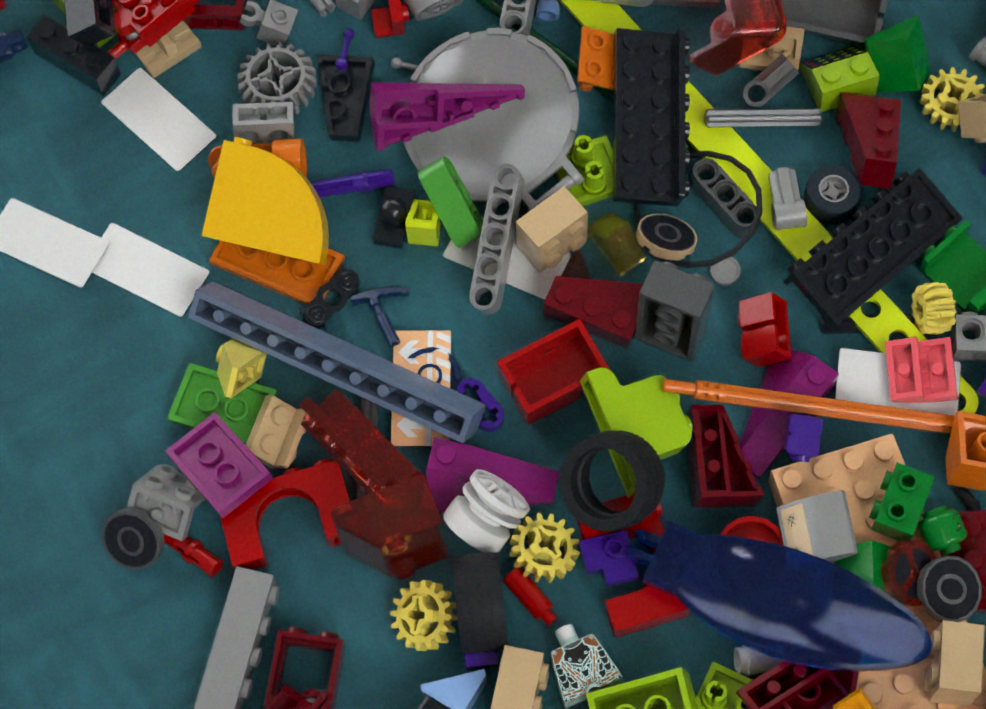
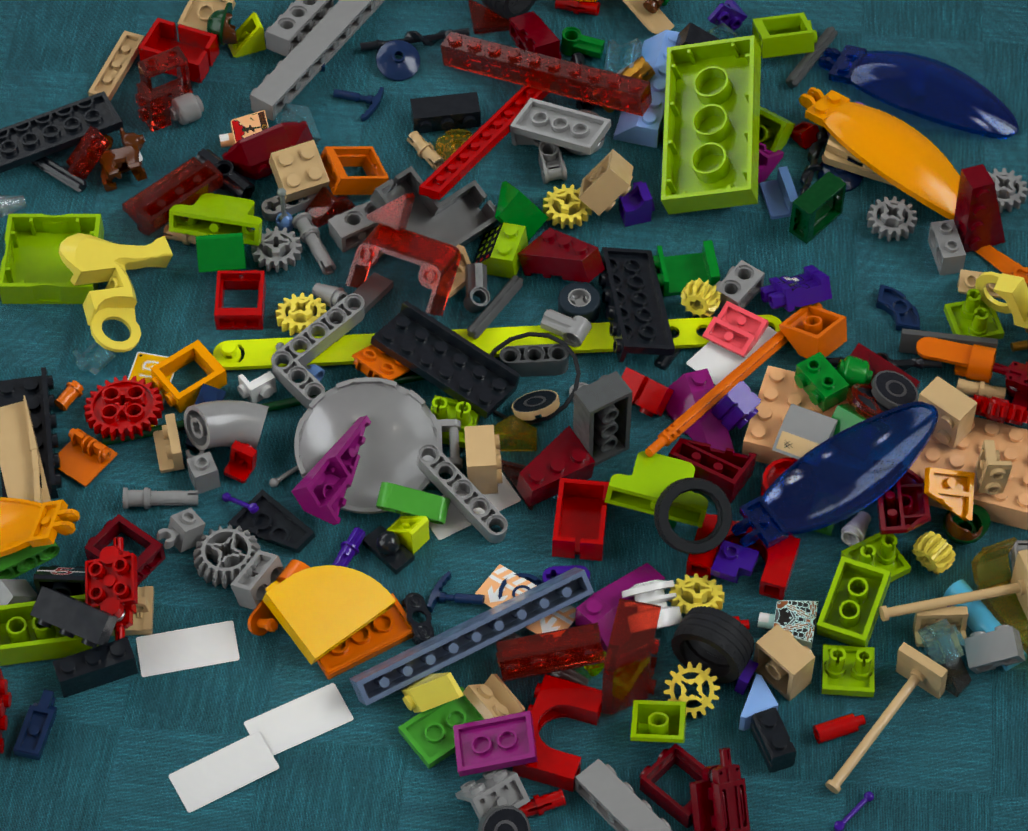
camera: 60 degrees left, 15 degrees down
(351, 609) = (658, 721): none -> lime slope

